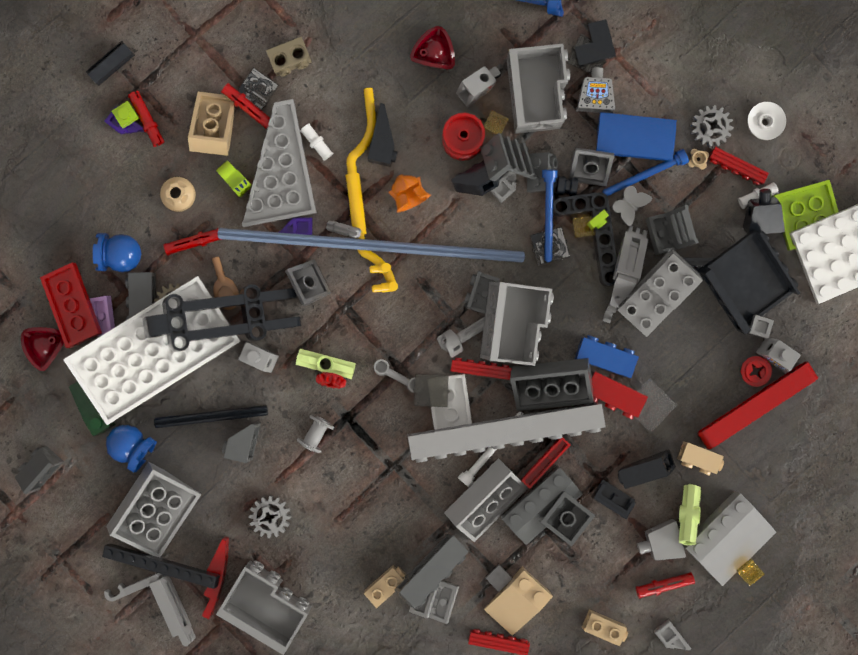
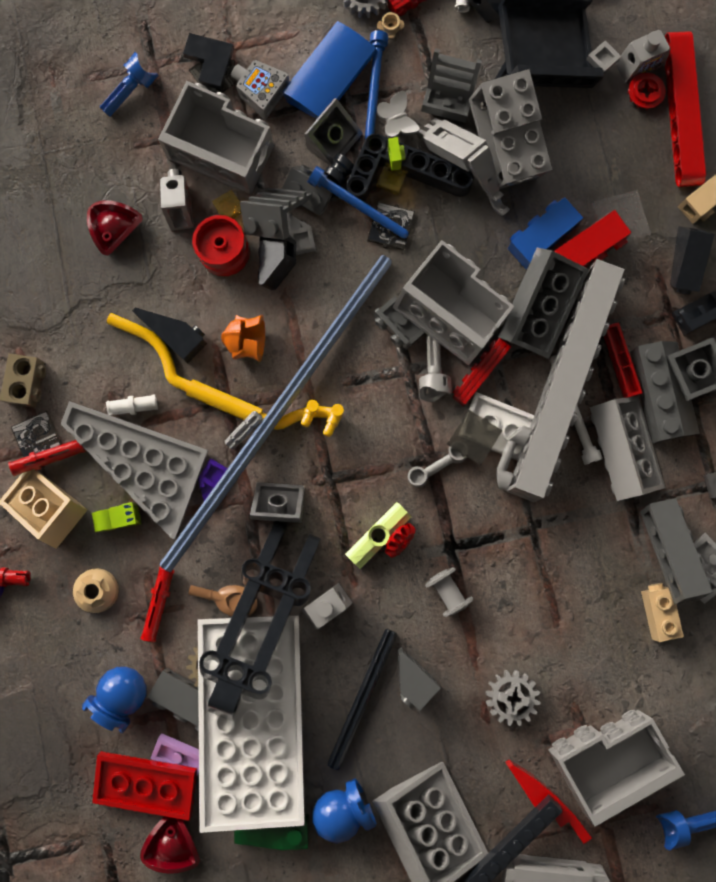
camera: 55 degrees left, 5 degrees down
(416, 426) = (518, 437): none -> light grey bar

